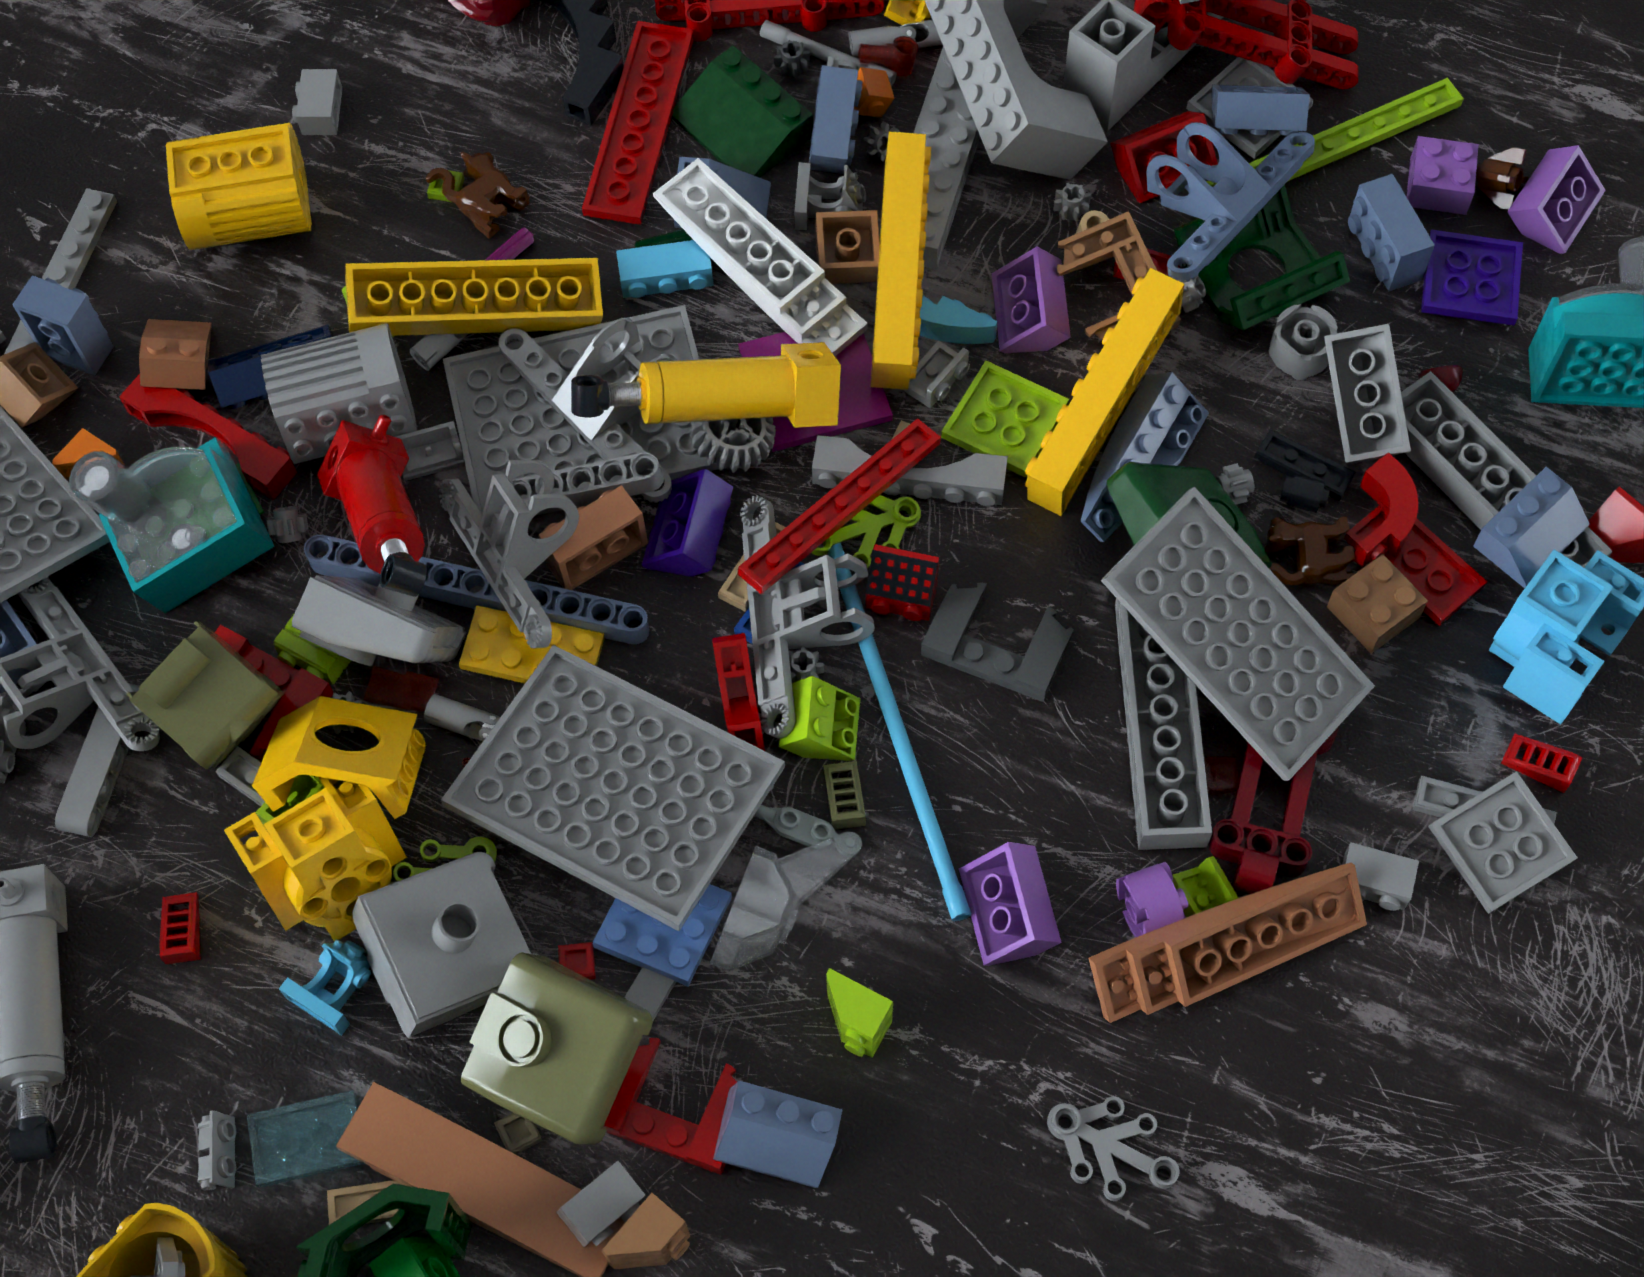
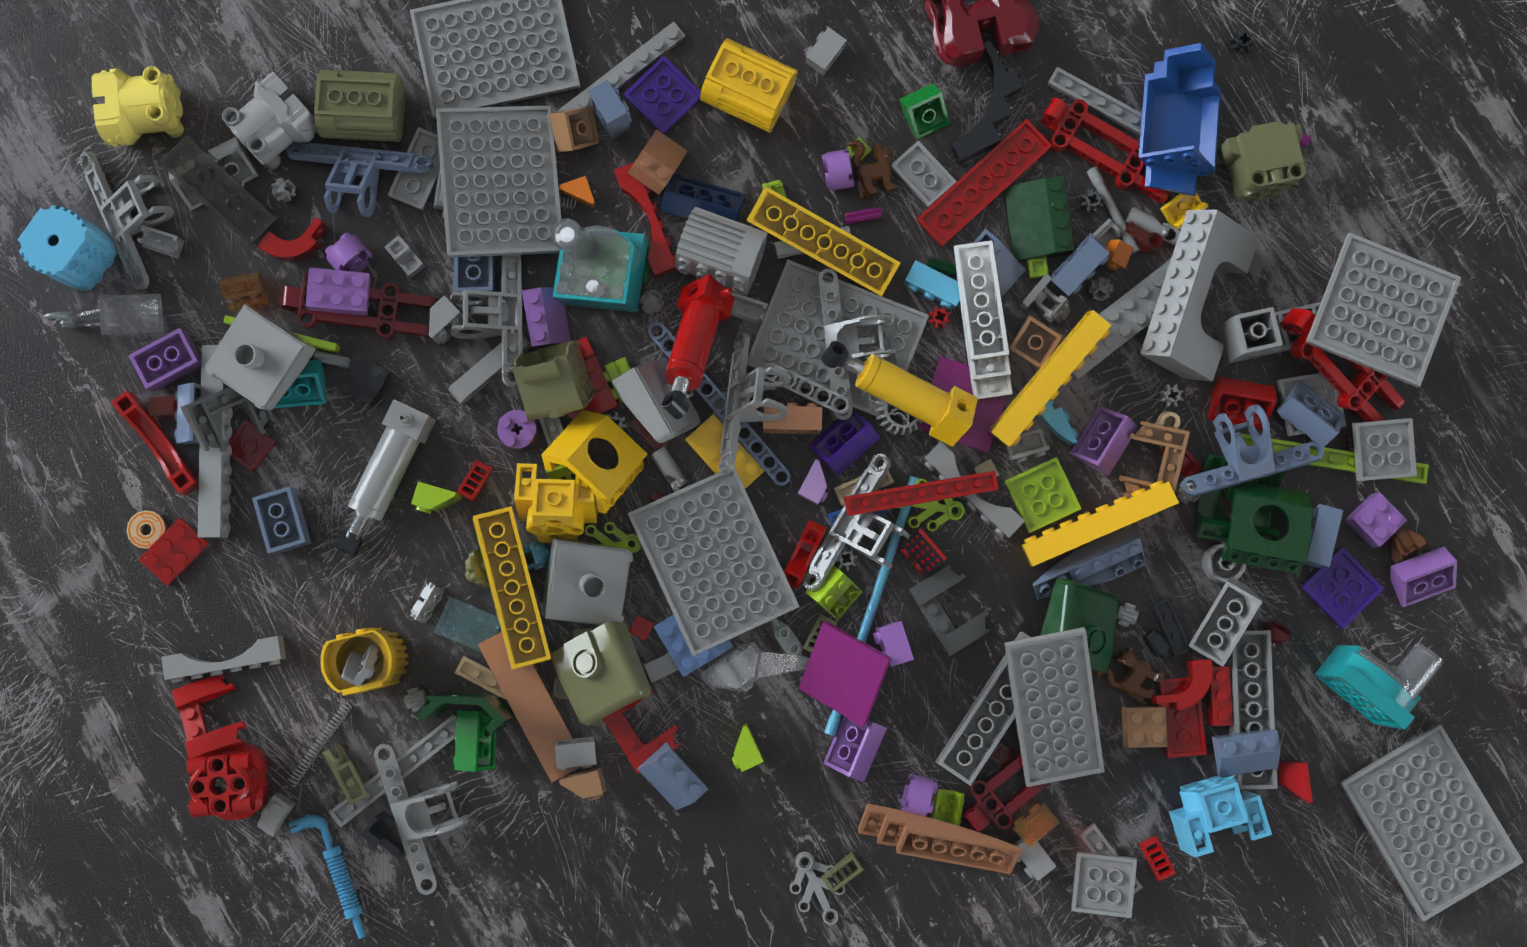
camera: 30 degrees right, 20 degrees up
(130, 983) = (432, 498): none -> lime slope
(133, 276) = (663, 95): none -> dark purple plate
(135, 634) = (545, 318): none -> medium lavender slope
(184, 807) = (508, 424): none -> medium lavender brick
(270, 1038) = (476, 569): none -> olive plant
(336, 1022) = (511, 588): none -> yellow brick
(434, 213) = (839, 169): none -> medium lavender brick
(500, 89) = (925, 111): none -> green slope
(551, 158) = (923, 174): none -> light grey plate
(688, 605) = (814, 485): none -> lavender slope
(701, 301) = (937, 323): none -> red gear
(782, 172) = (1037, 267): none -> lime tile
(917, 802) = (844, 673): none -> magenta tile
(954, 719) = (893, 642): none -> medium lavender brick
(1139, 1068) = (858, 869): none -> olive slope
(1323, 286) = (1248, 547): none -> dark green panel
(1342, 819) = (1035, 824): none -> clear orange brick
(1380, 88) = (1384, 449): none -> light grey plate
(1454, 514) = (1220, 704): none -> red arch

